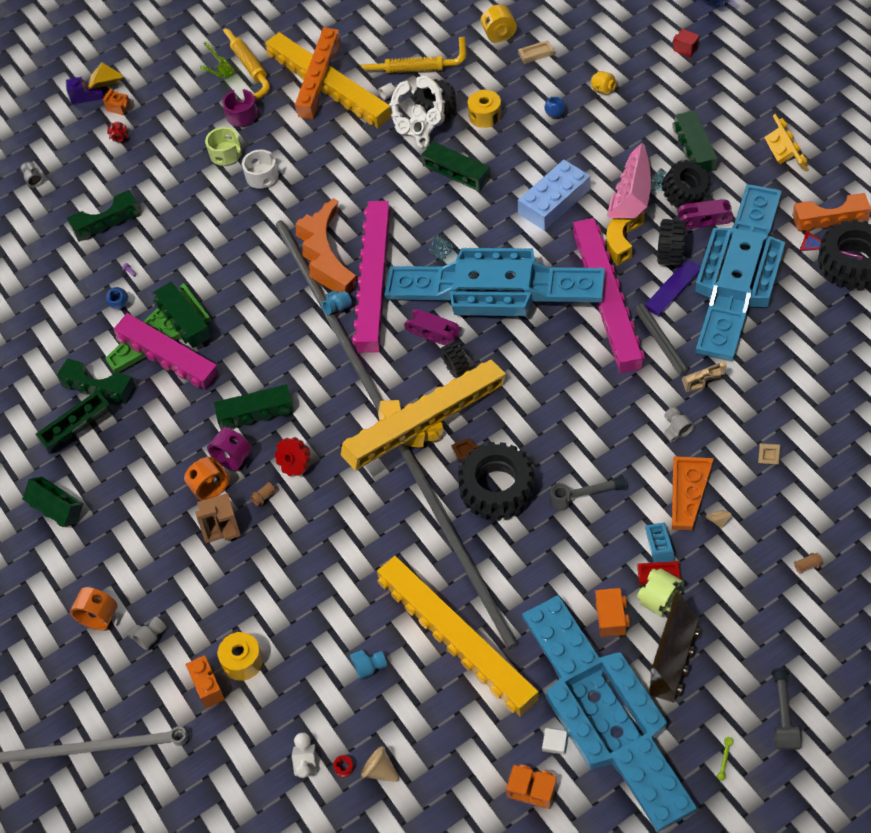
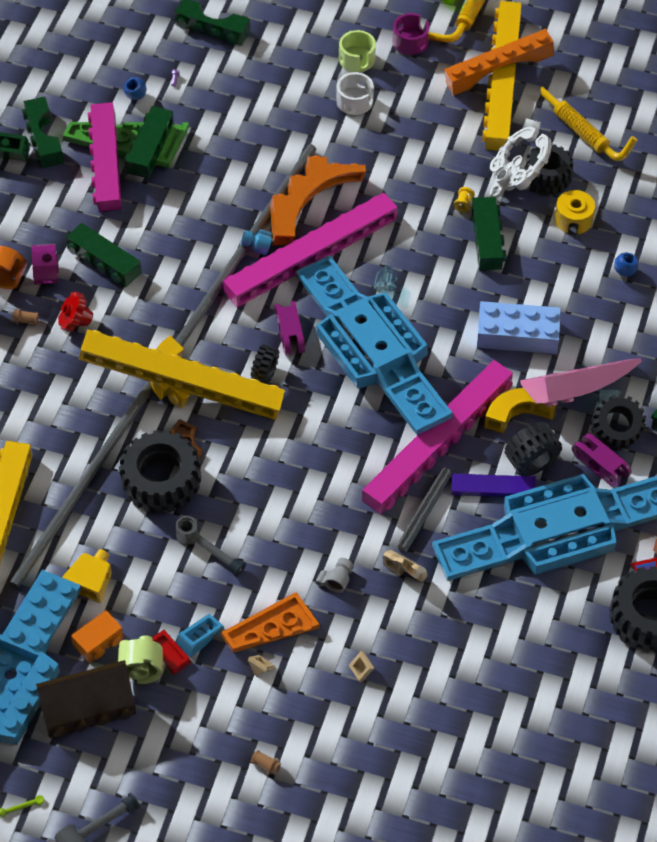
camera: 45 degrees right, 0 degrees up
(411, 160) = (464, 199): none -> yellow bush
(549, 582) = (92, 574): none -> yellow torso

